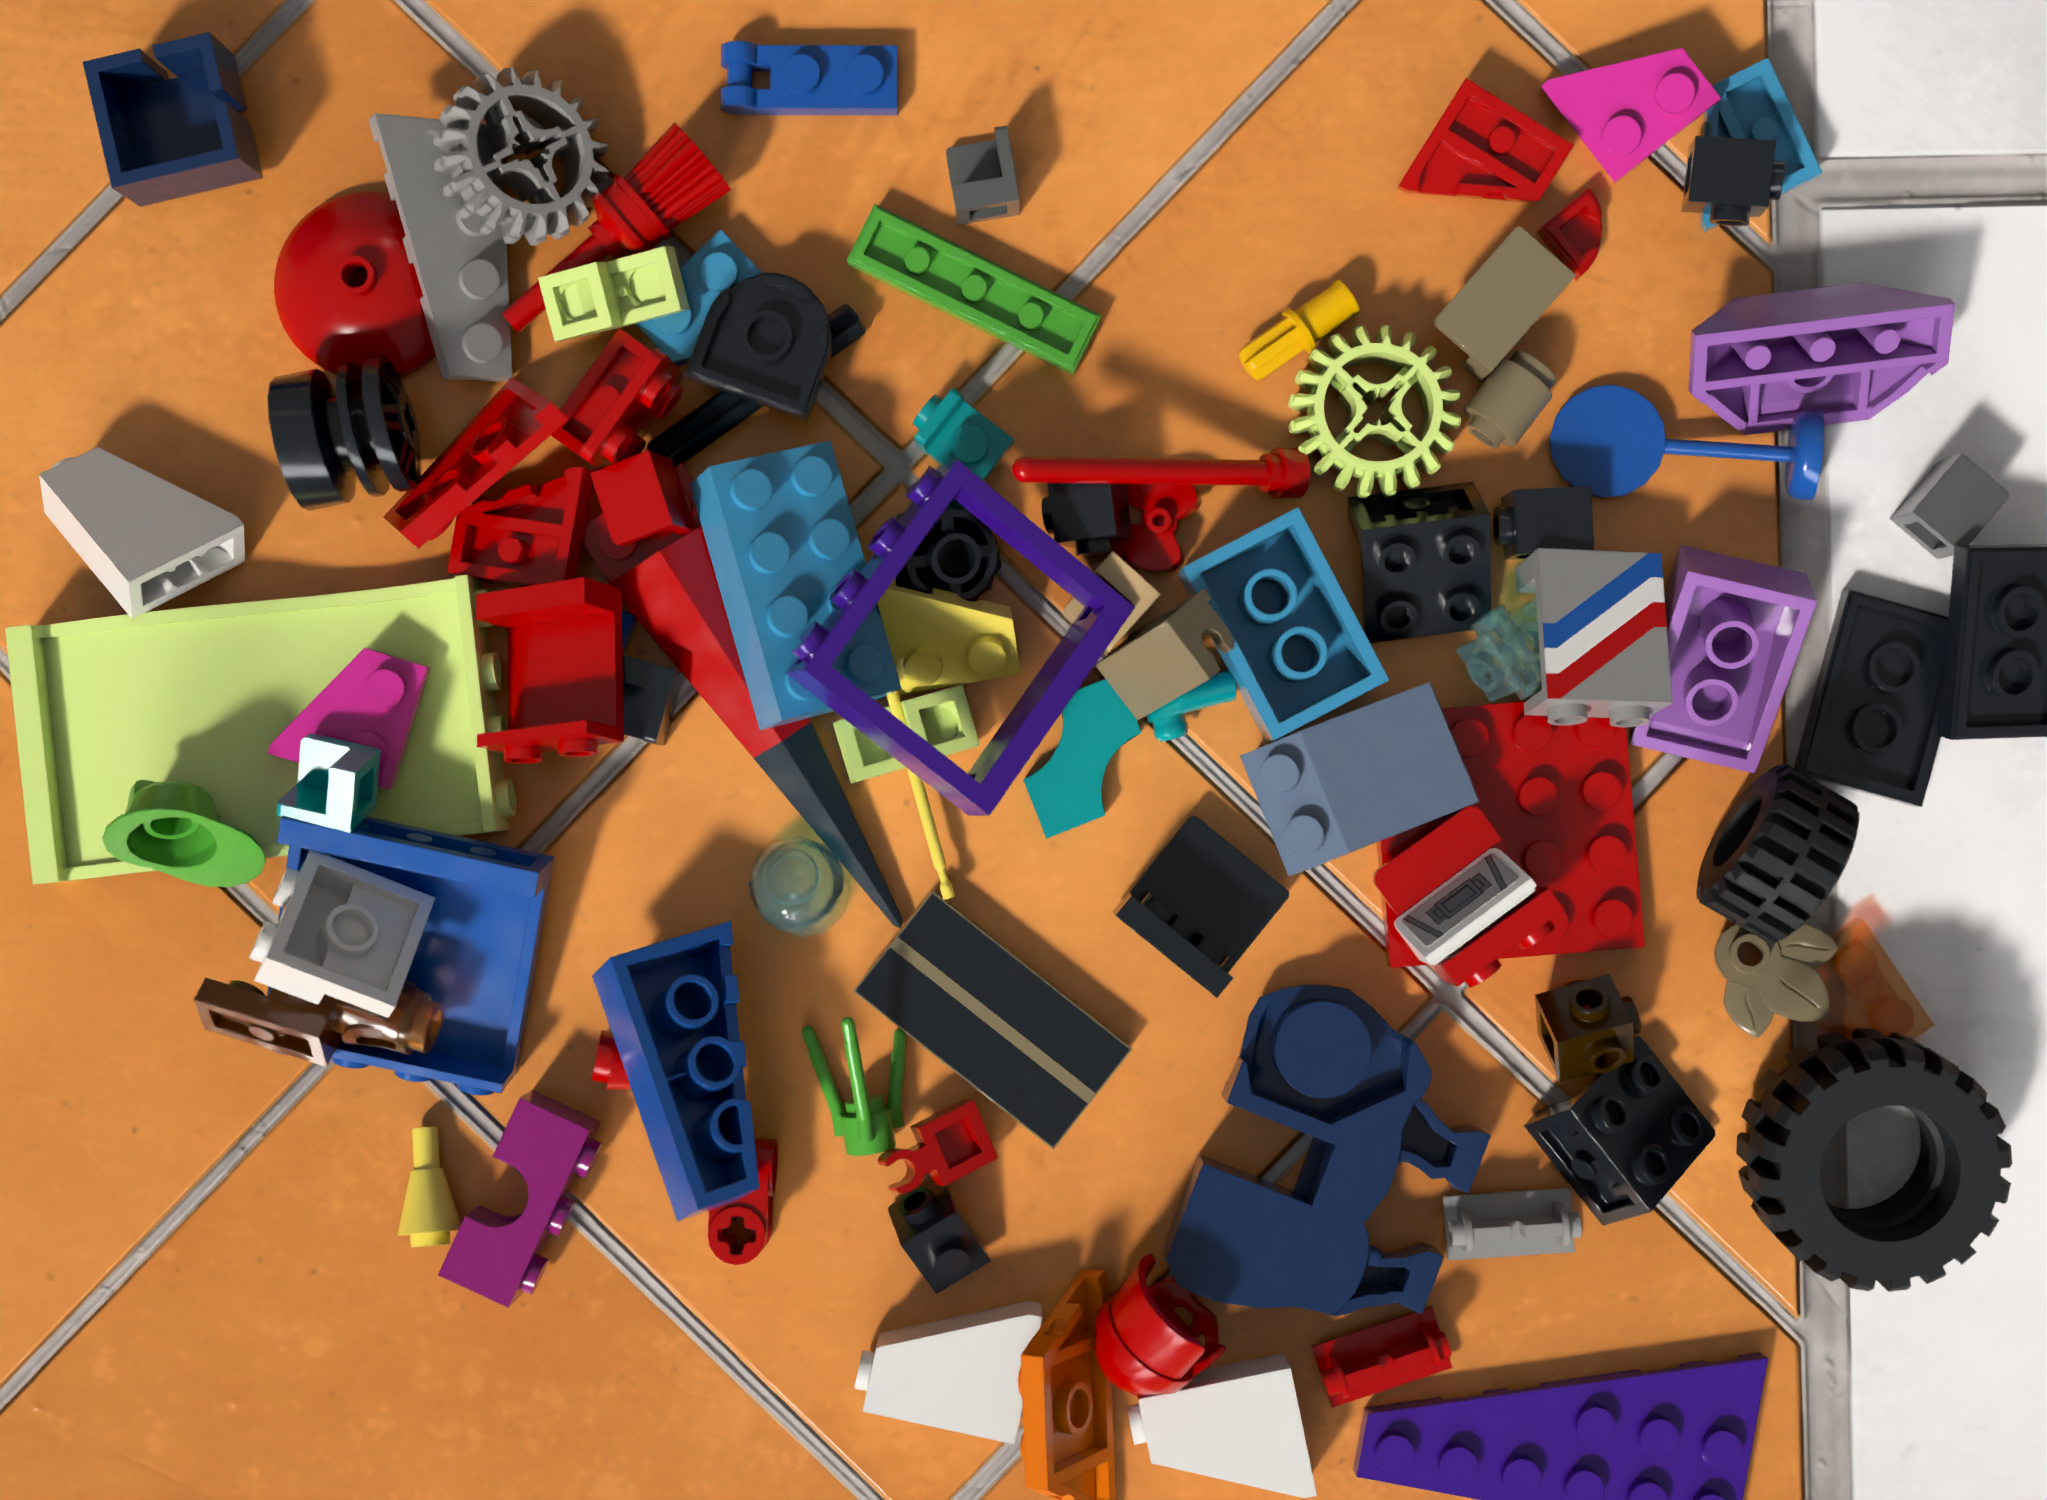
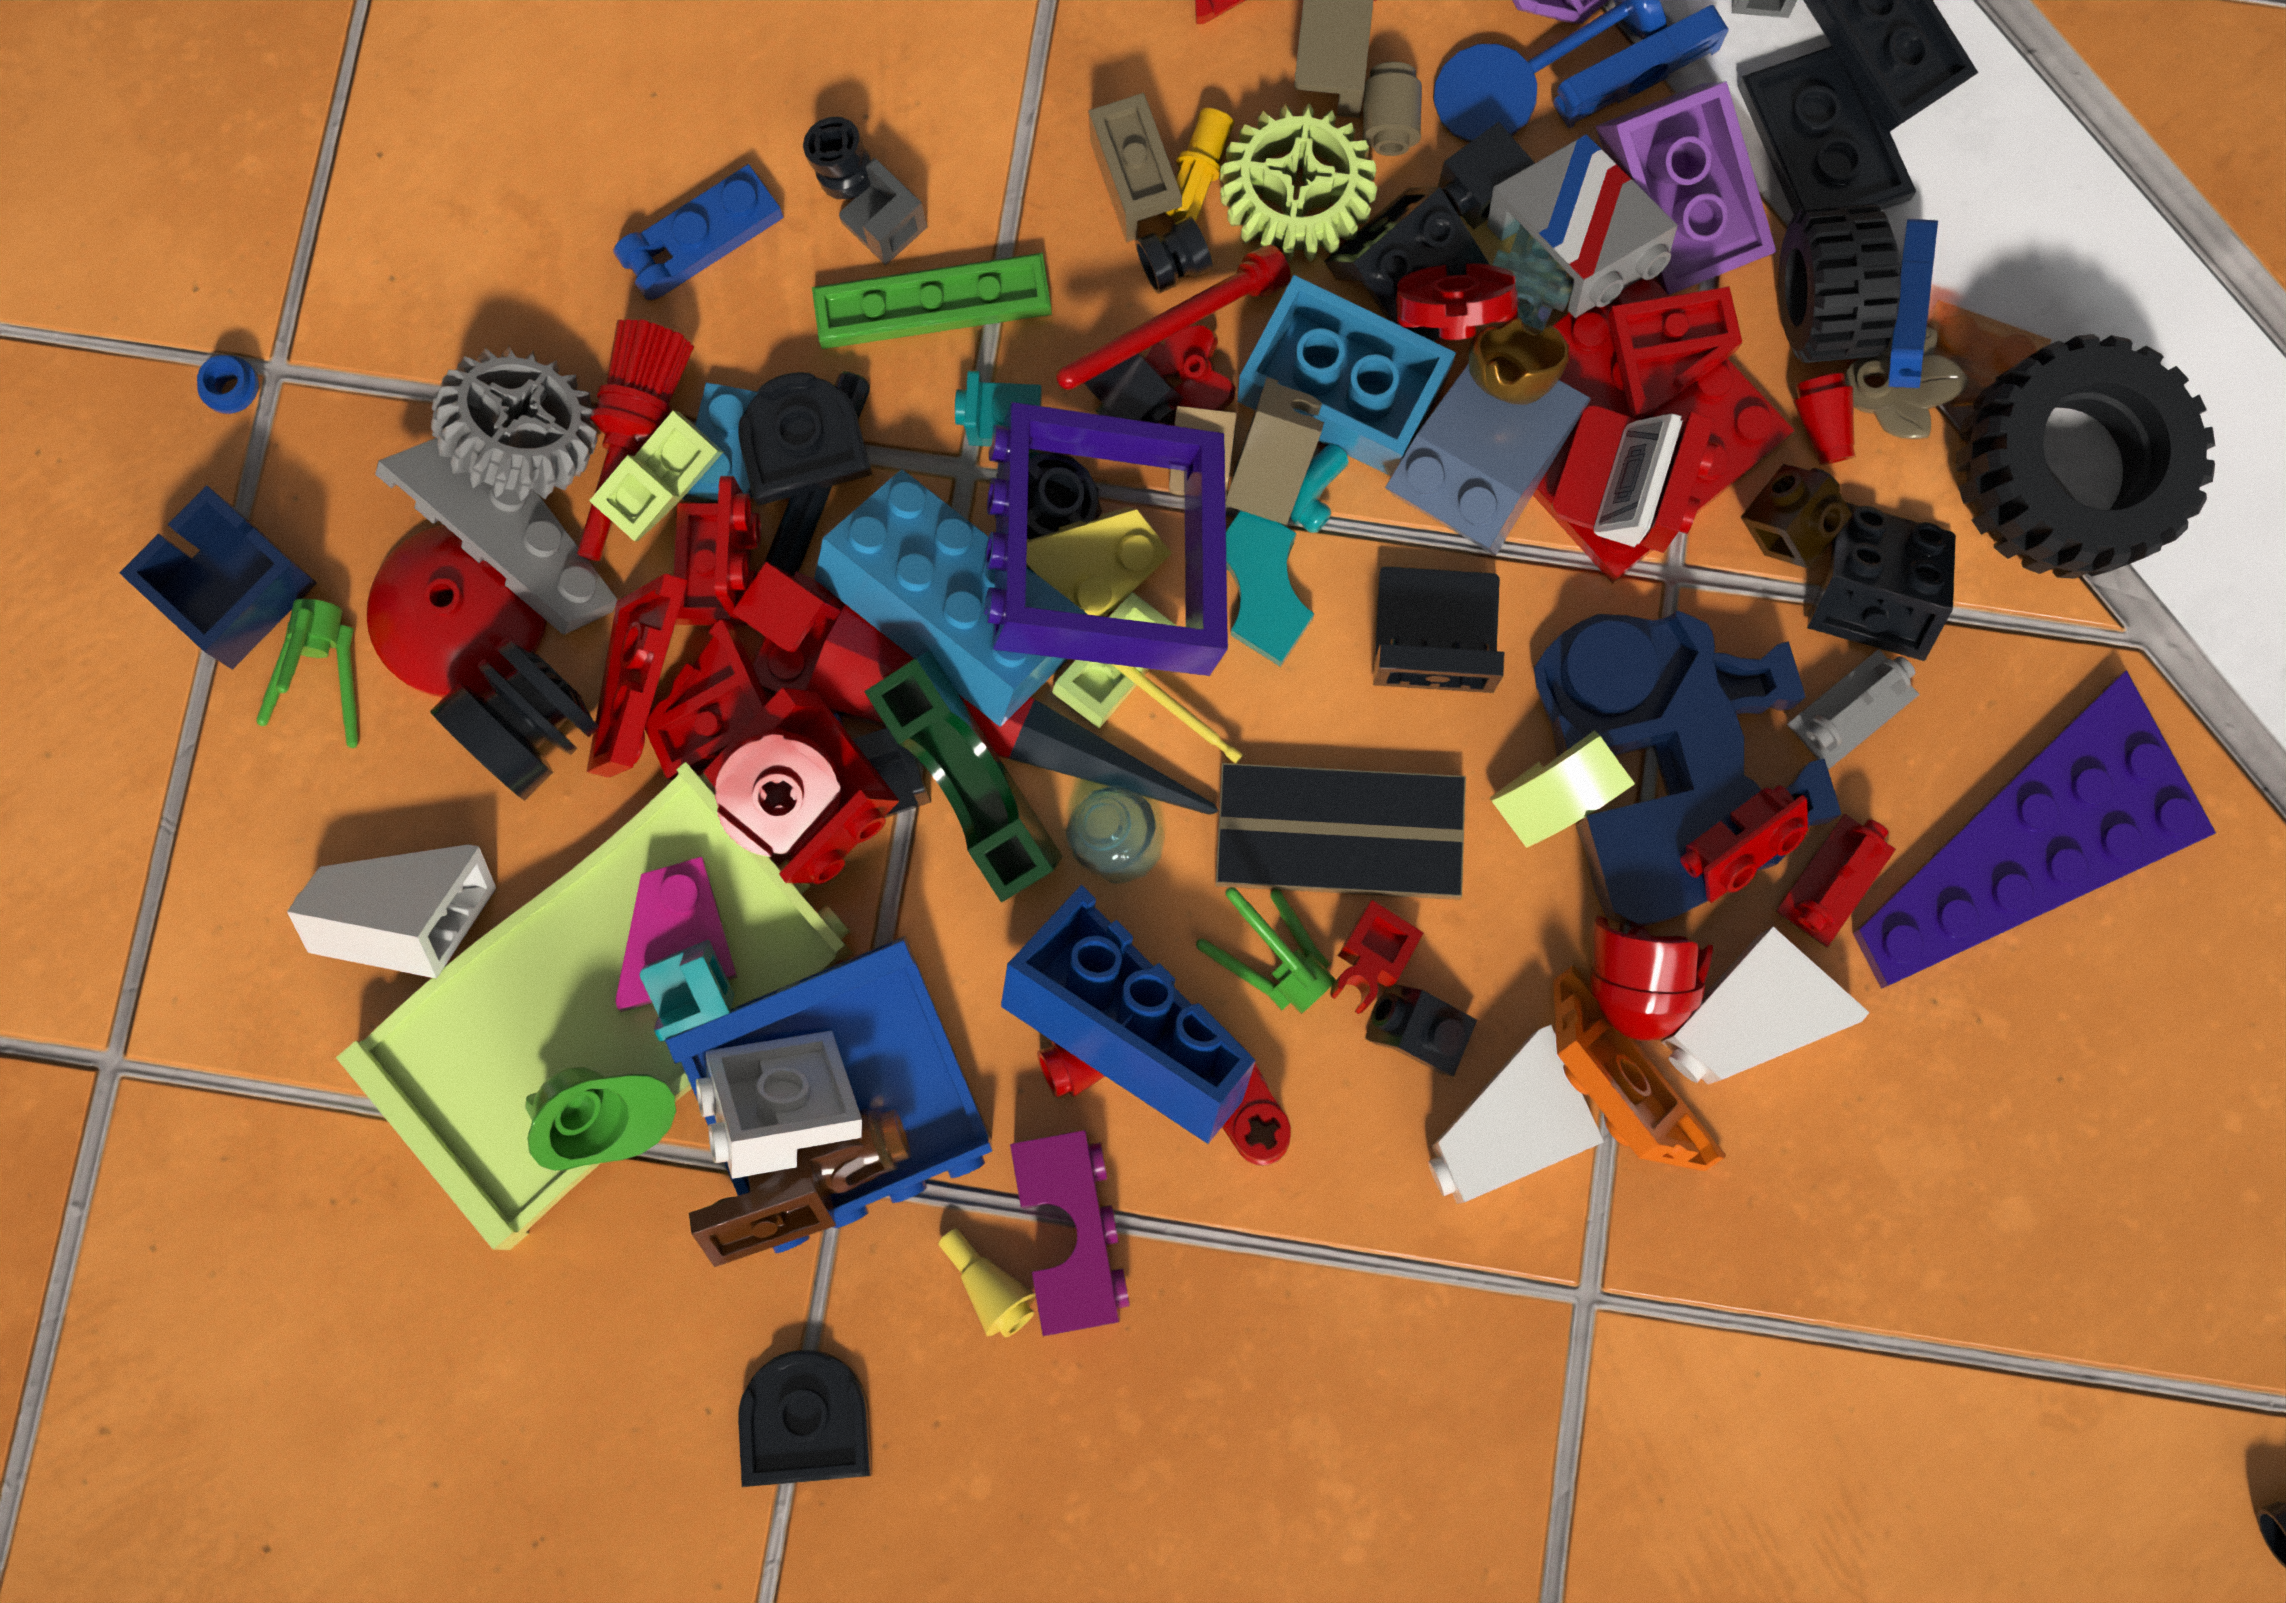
camera: 30 degrees left, 10 degrees down
(205, 1196) = (804, 1421): none -> black tile
(229, 222) = (311, 633): none -> bright green plant
(545, 641) = (776, 758): none -> plate
(698, 688) = (994, 814): none -> dark green arch
(978, 113) = (838, 157): none -> black wheel
(1201, 1127) = (1563, 791): none -> yellowish green slope
(1215, 401) = (1174, 254): none -> black wheel
(1238, 292) = (1133, 162): none -> dark tan panel
(1344, 1288) = (1769, 827): none -> red hinge
(1424, 634) = (1456, 301): none -> red plate
(1433, 731) = (1516, 362): none -> pearl gold hair
(1589, 801) = (1671, 344): none -> red wing
(1683, 956) = (1828, 416): none -> red cone
(1764, 516) = (1640, 65): none -> blue piece
(1834, 913) = (1914, 303): none -> blue piece

